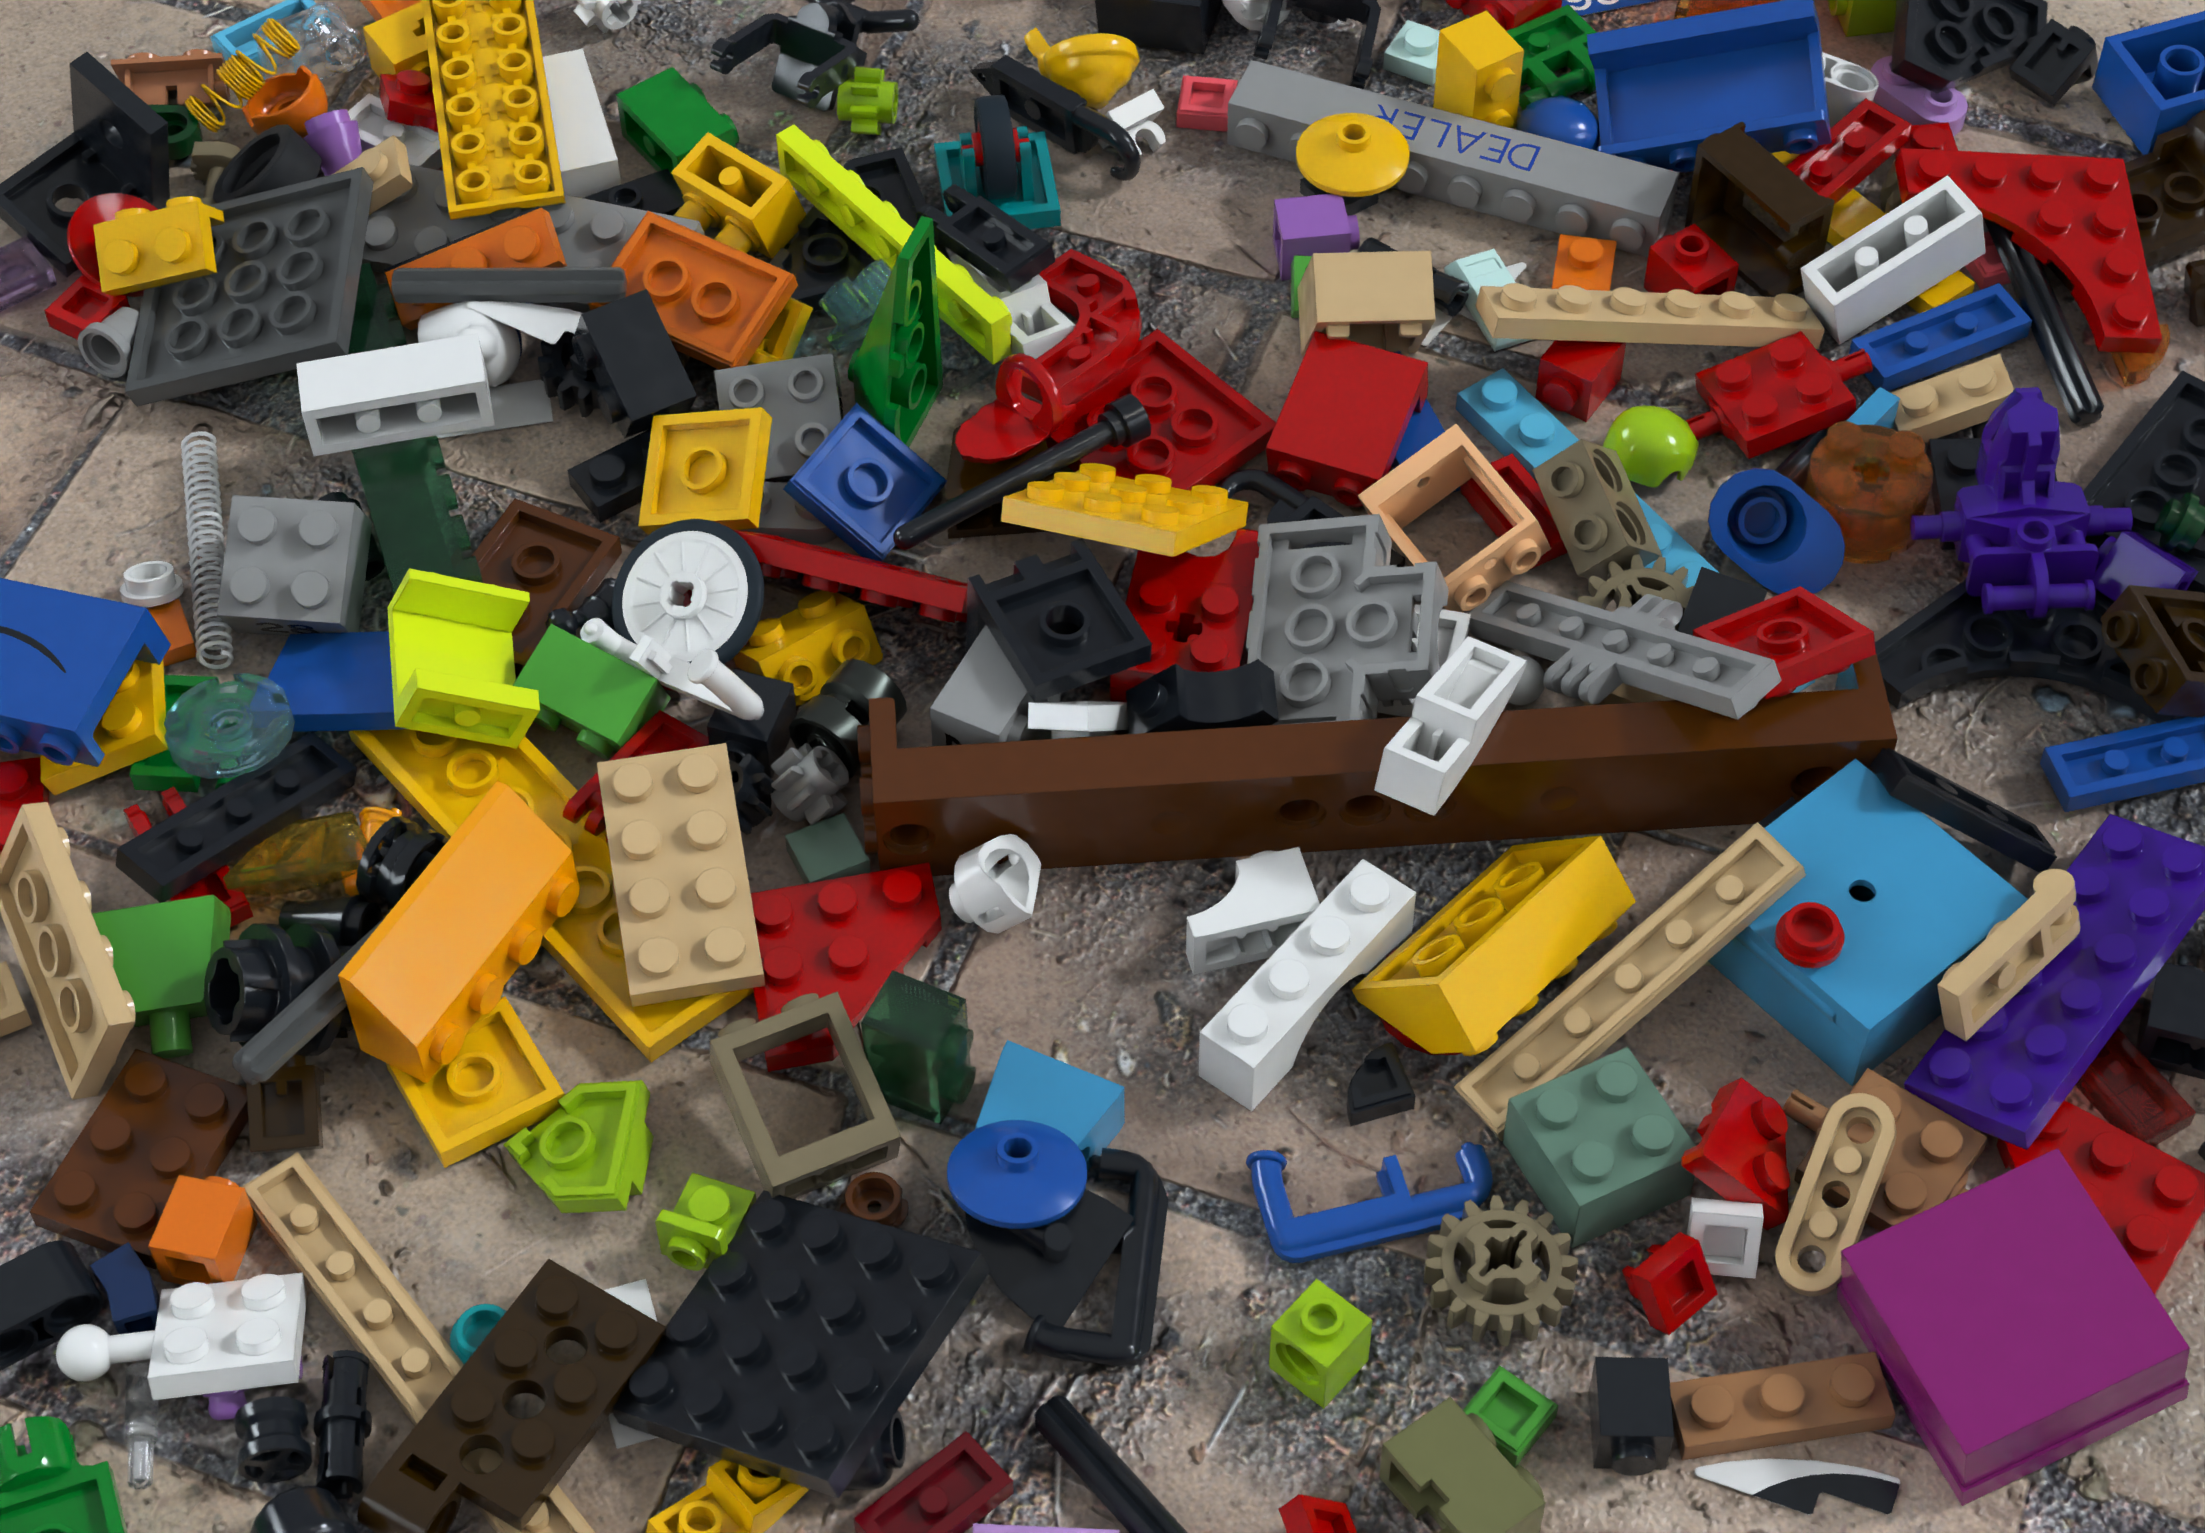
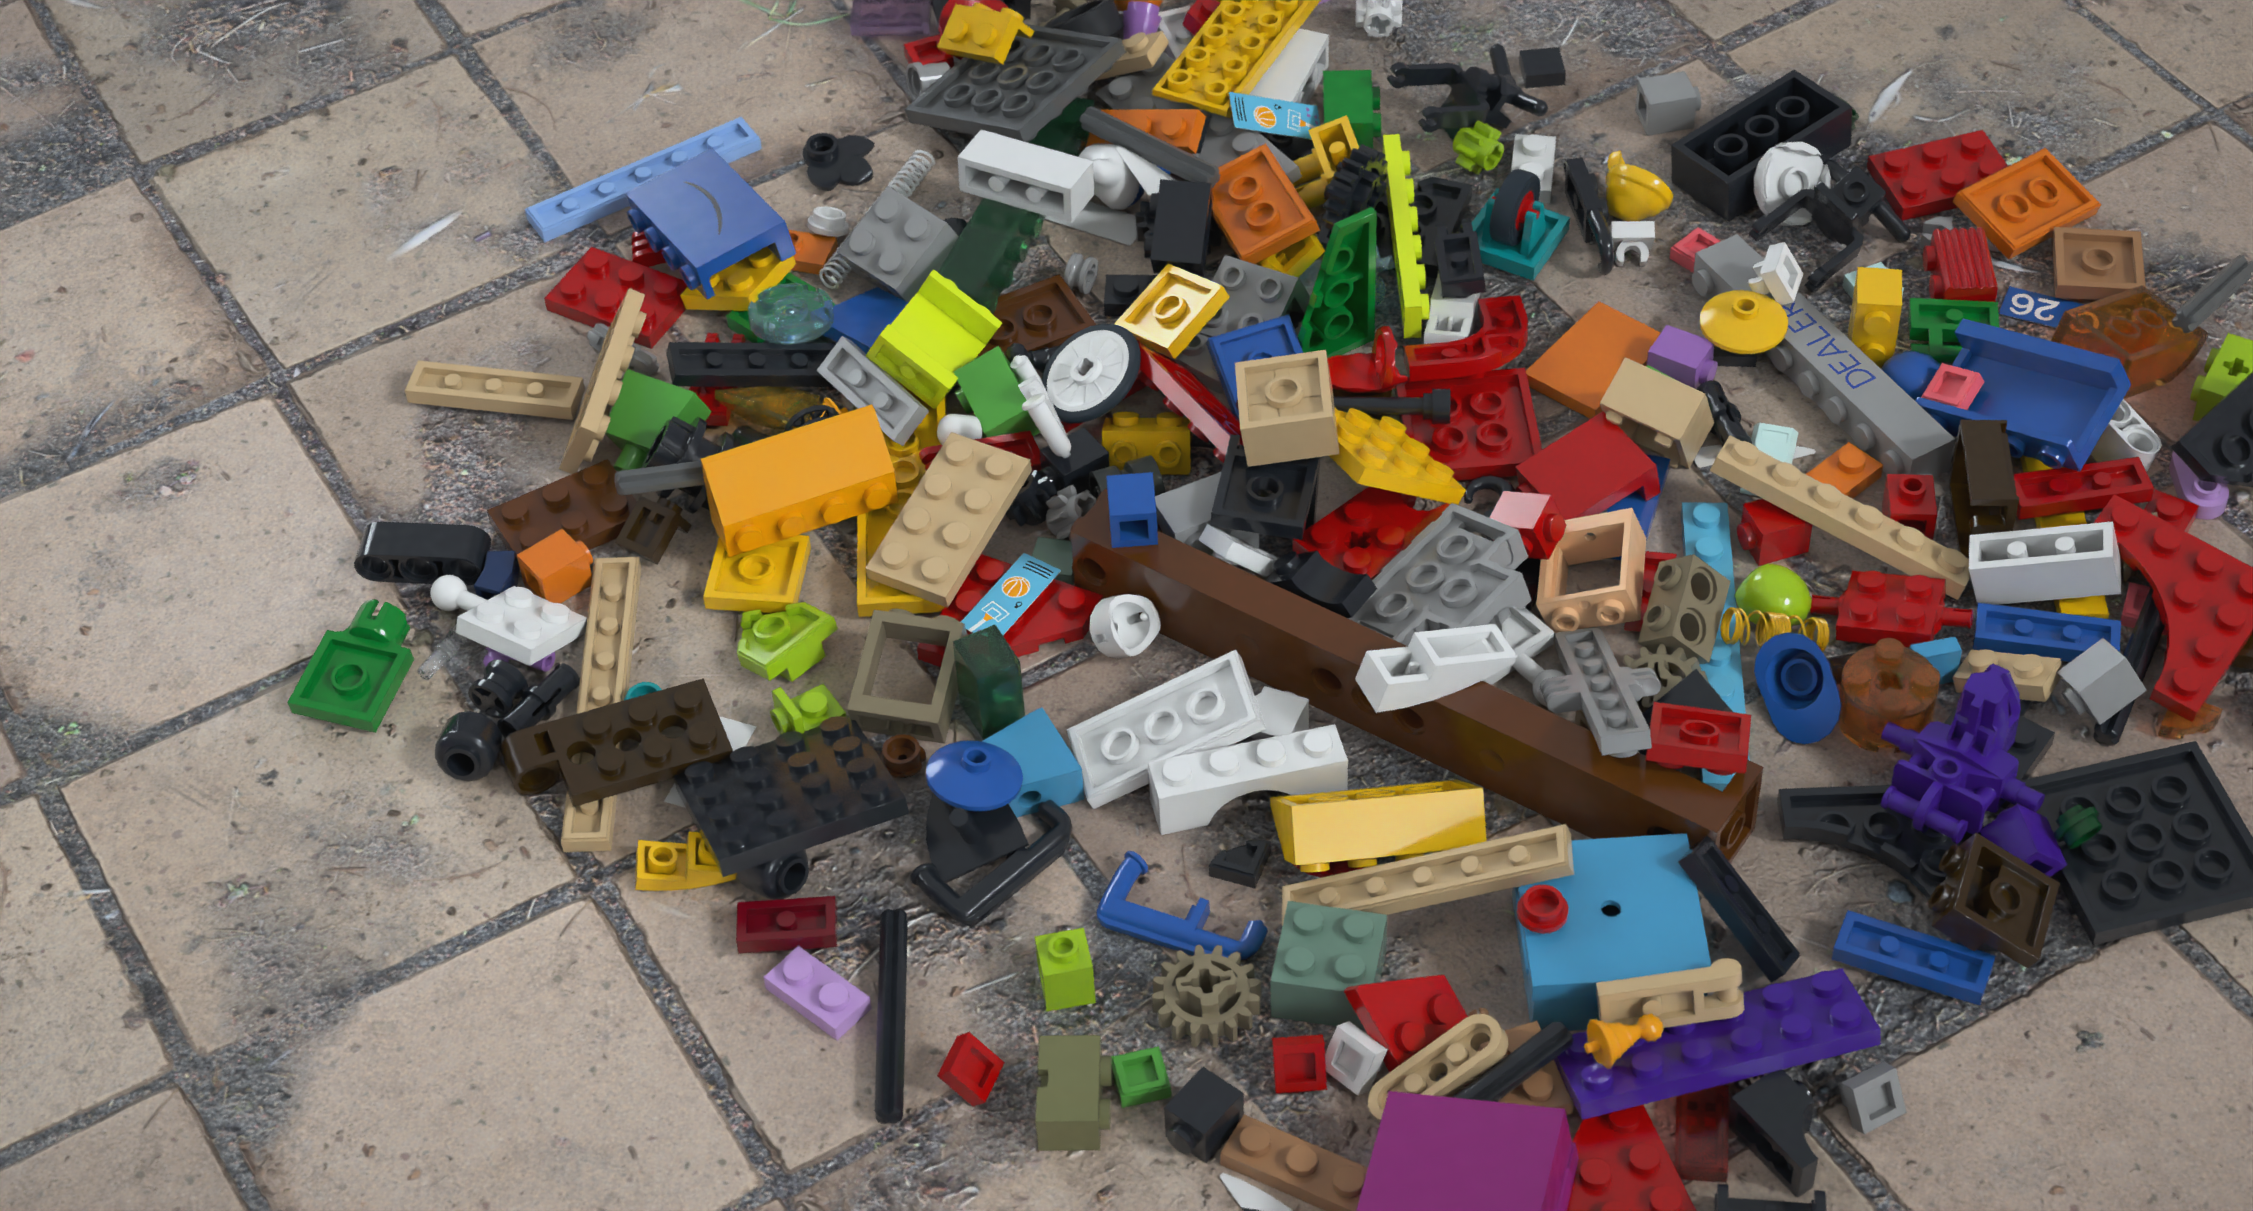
camera: 40 degrees right, 5 degrees down
(85, 501) = (837, 160): none -> black plate
(424, 763) = (868, 384): none -> light grey plate
(536, 482) = (1081, 273): none -> light grey bush
(577, 757) = (963, 425): none -> white piece
(614, 175) = (1273, 115): none -> medium azure sticker
(807, 215) = (1355, 185): none -> black gear
(830, 928) = (1011, 595): none -> medium azure sticker
(936, 94) = (1536, 155): none -> white plate
(939, 733) = (1132, 510): none -> blue brick
(1033, 508) = (1286, 408): none -> tan container
(1170, 975) = (1181, 717): none -> white tile
(1215, 281) = (1588, 357): none -> orange tile
(1349, 82) = (1777, 274): none -> white tile
(1356, 491) = (1535, 518): none -> brick
(1623, 116) = (1954, 386): none -> coral tile
(1673, 482) = (1770, 625): none -> yellow piece
(1916, 1140) = (1519, 1064): none -> black axle
(1997, 1042) = (1612, 1040): none -> light orange piece
(2056, 355) = (2100, 682): none -> light grey brick

